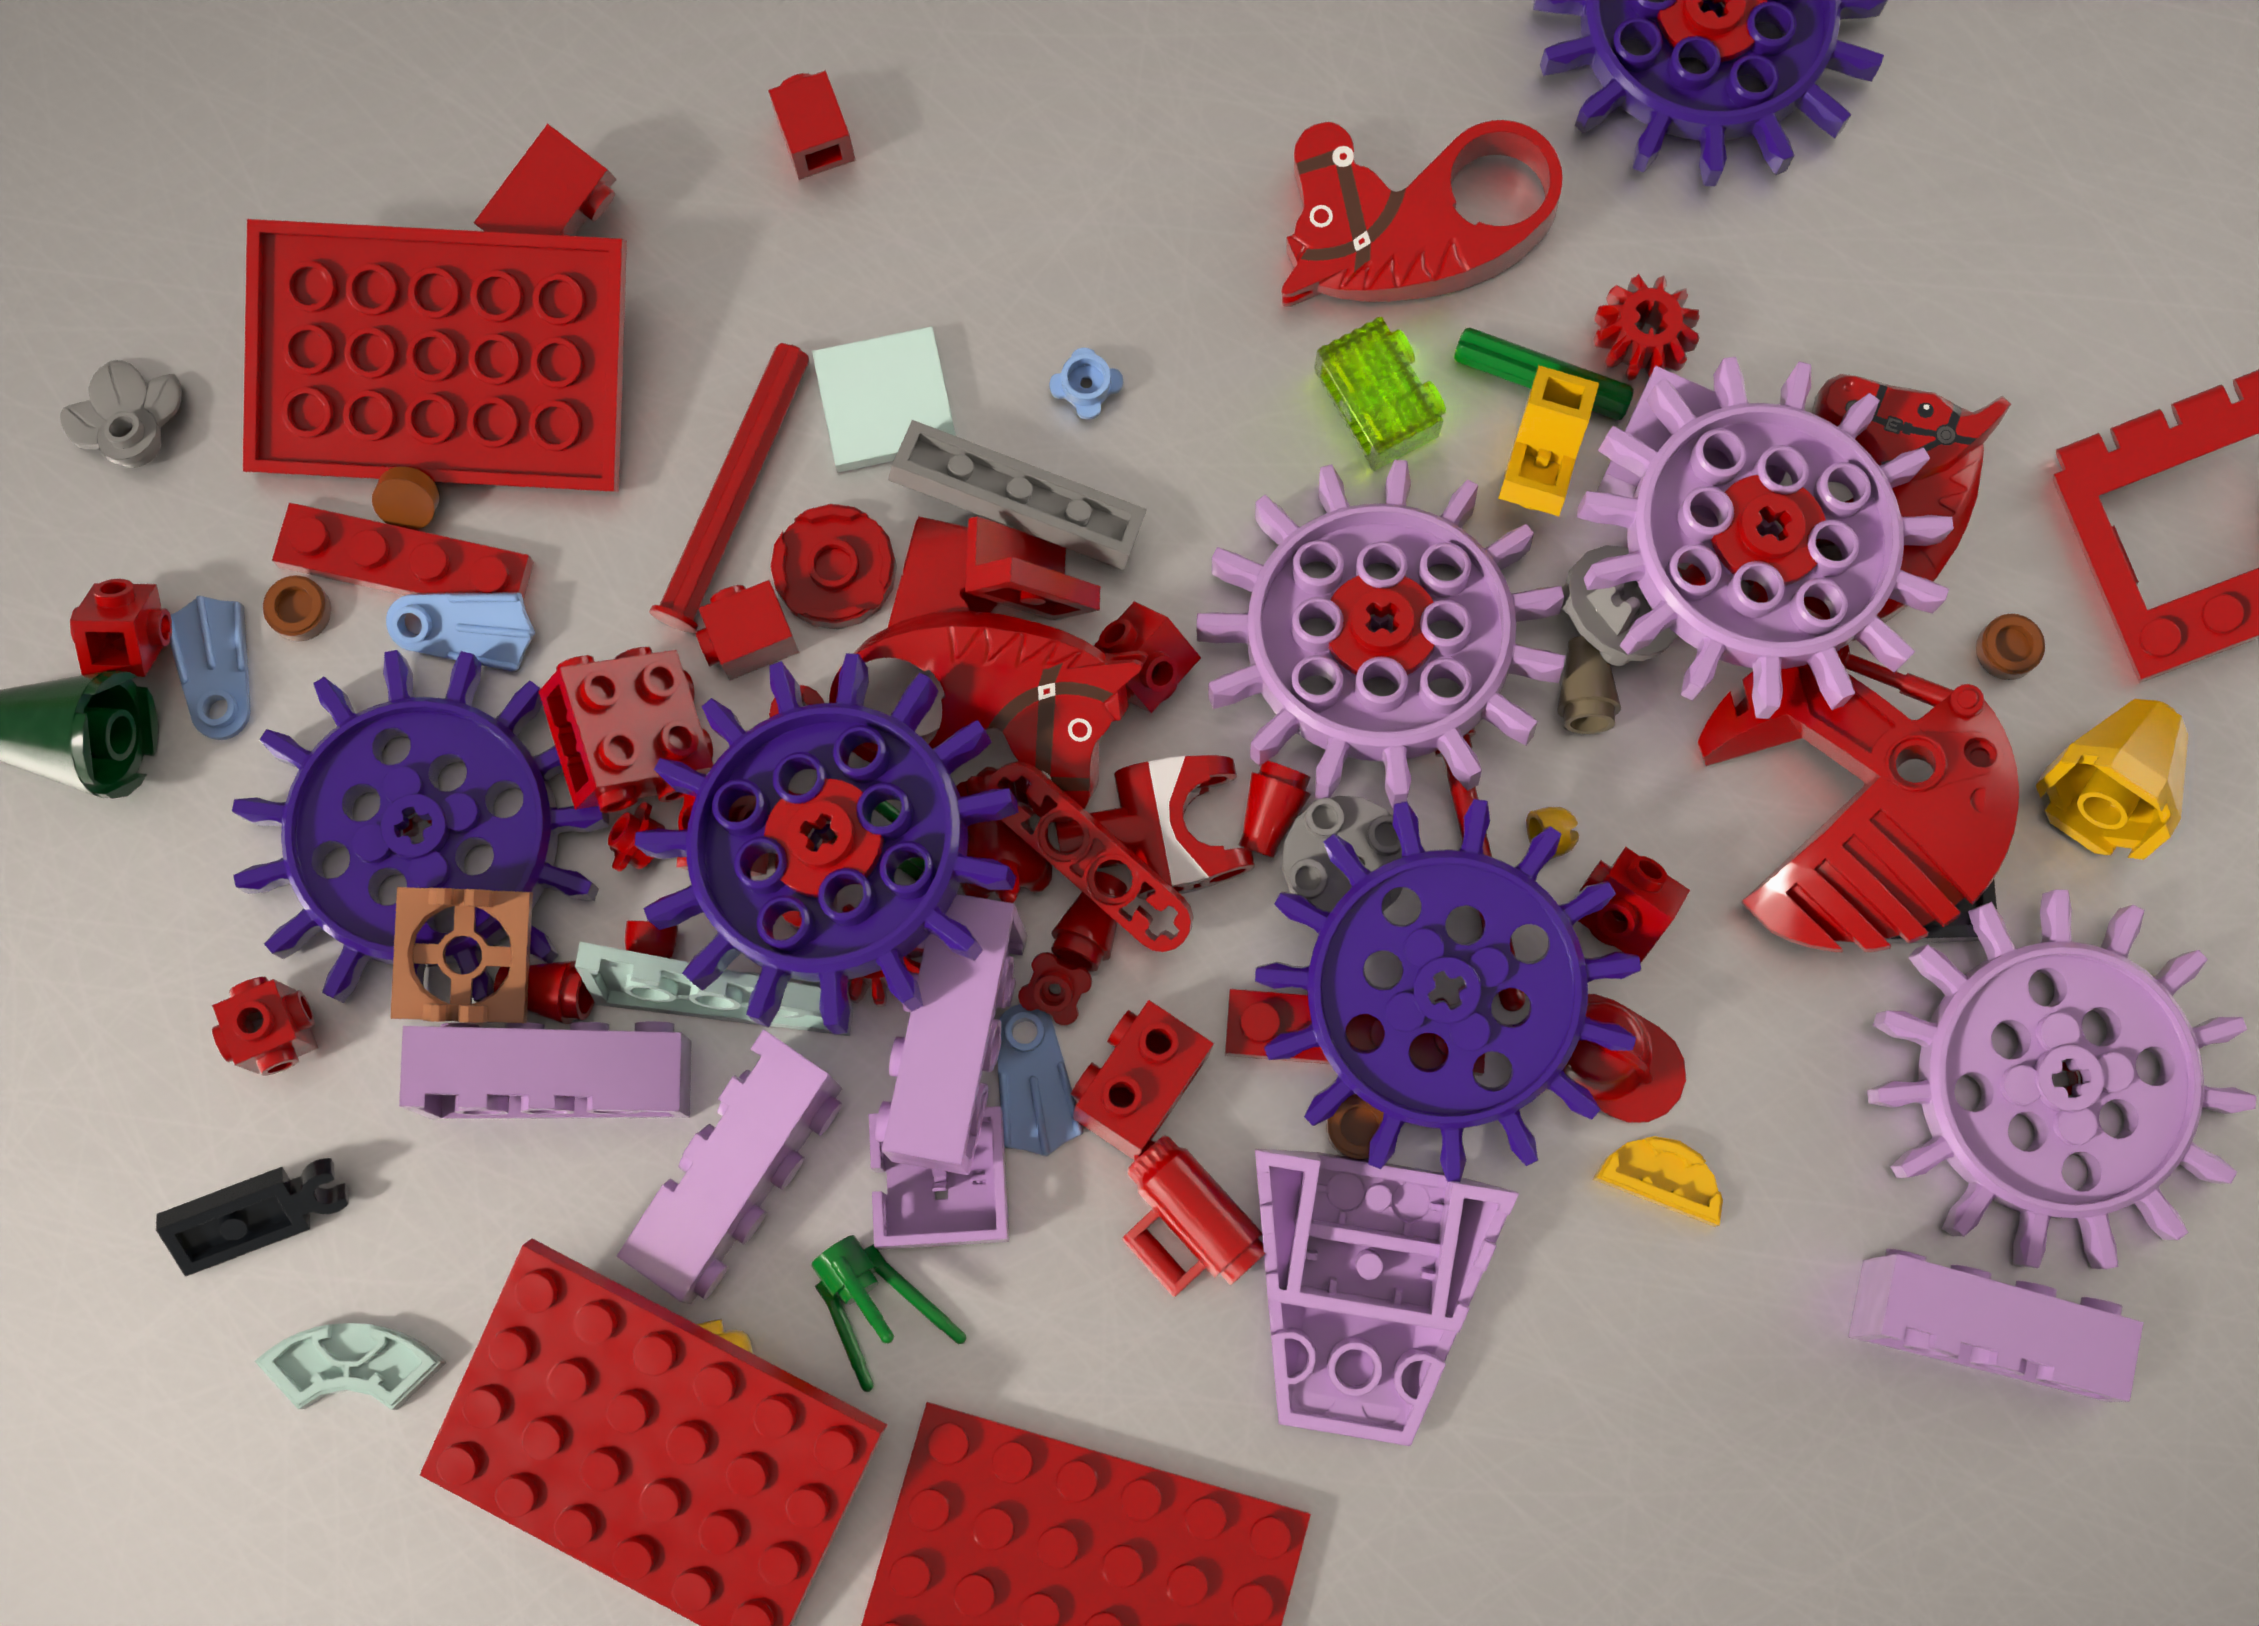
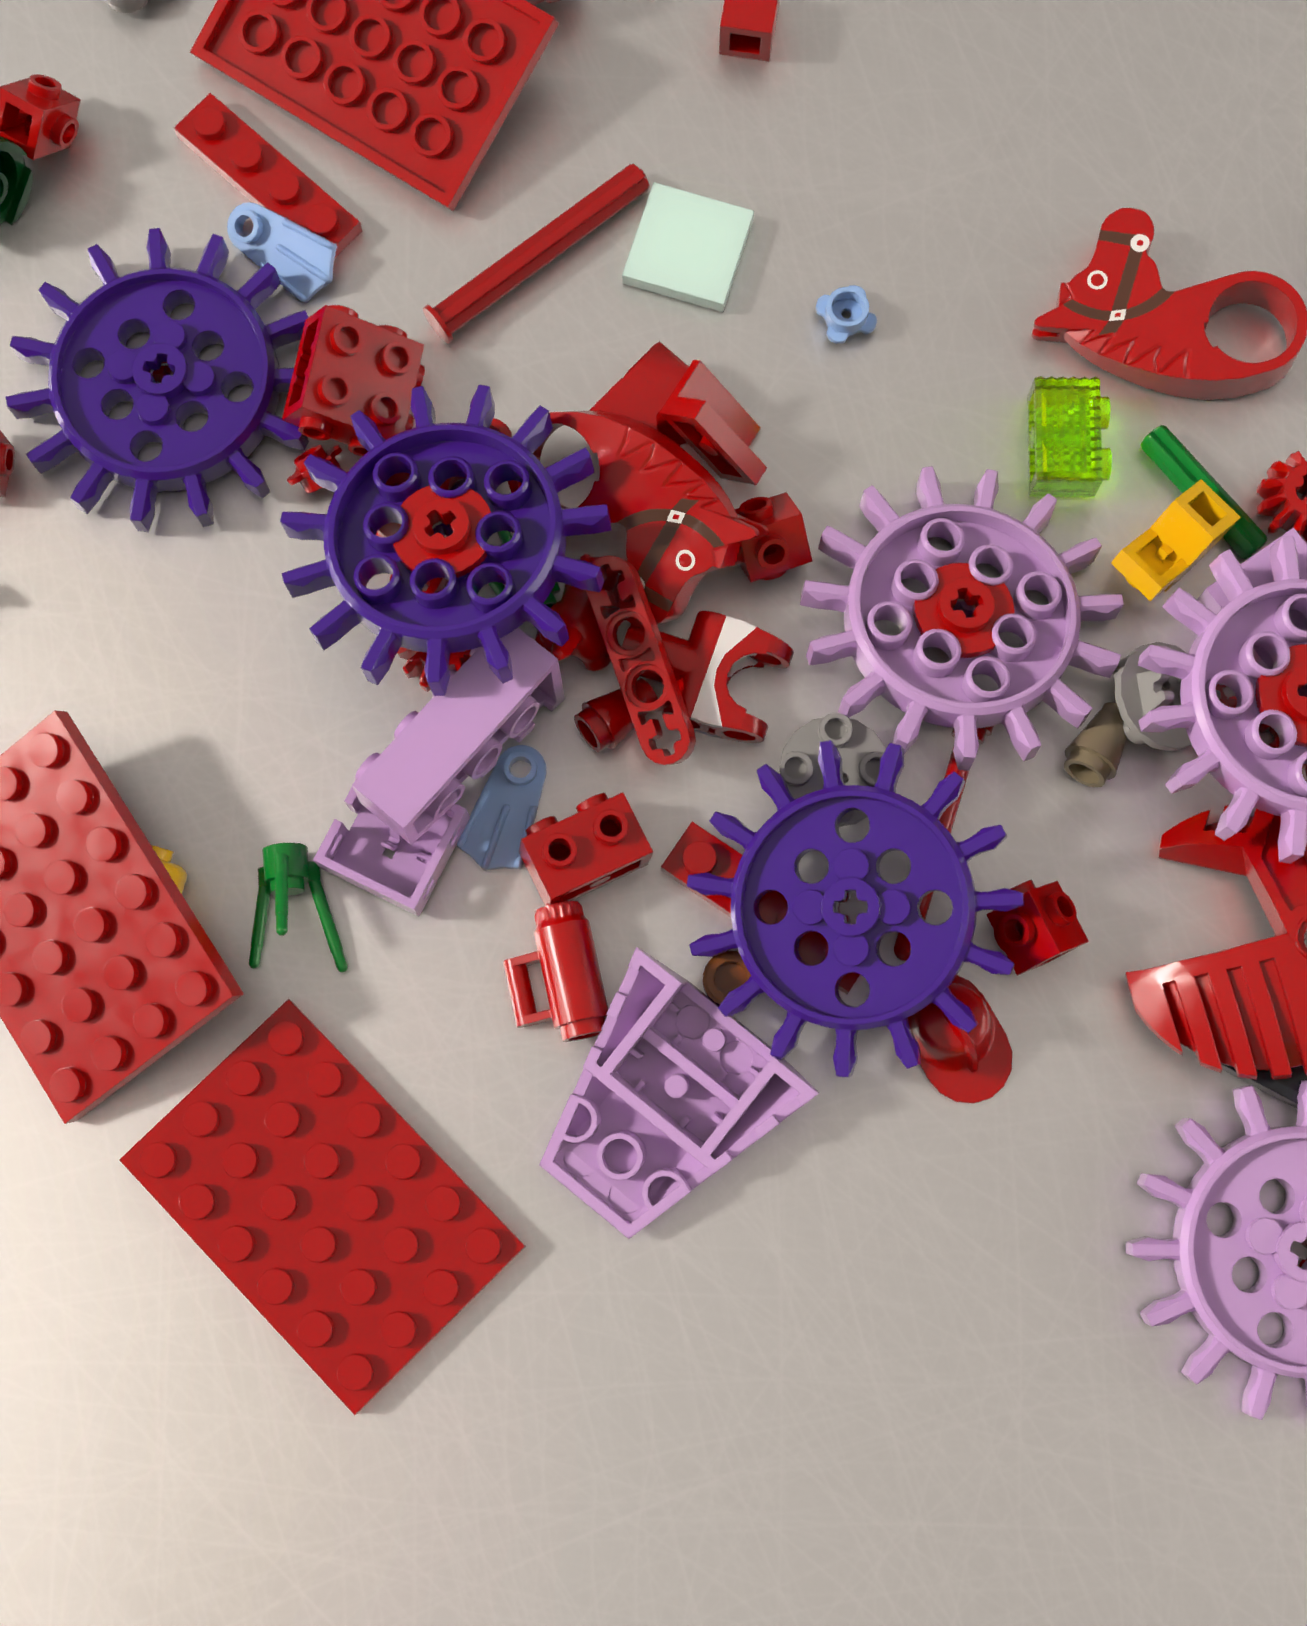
camera: 30 degrees right, 0 degrees up
(213, 663) = (90, 181): light blue piece -> none
(297, 608) = (172, 173): dark orange tile -> none
(405, 498) = (294, 132): dark orange tile -> none
(413, 910) = (120, 428): nougat piece -> none
(545, 1072) = (150, 599): lavender wedge -> none
(555, 991) = (192, 545): red cone -> none
(648, 939) = (283, 552): red hinge -> none
(657, 985) = (258, 575): light aqua wing -> none
(732, 1171) = (244, 746): lavender wedge -> none
(745, 630) = (485, 356): red brick -> none
(833, 566) = (578, 349): red tile -> none
(1017, 494) = (744, 366): light grey hinge -> none
(1060, 971) = (576, 747): red plate -> none
(1272, 806) = (806, 698): red cone -> none
(1560, 820) = (1011, 848): yellow hinge -> none
(1666, 1175) = (945, 1148): yellow tile -> none
(1996, 1326) = (1138, 1411): lavender wedge -> none

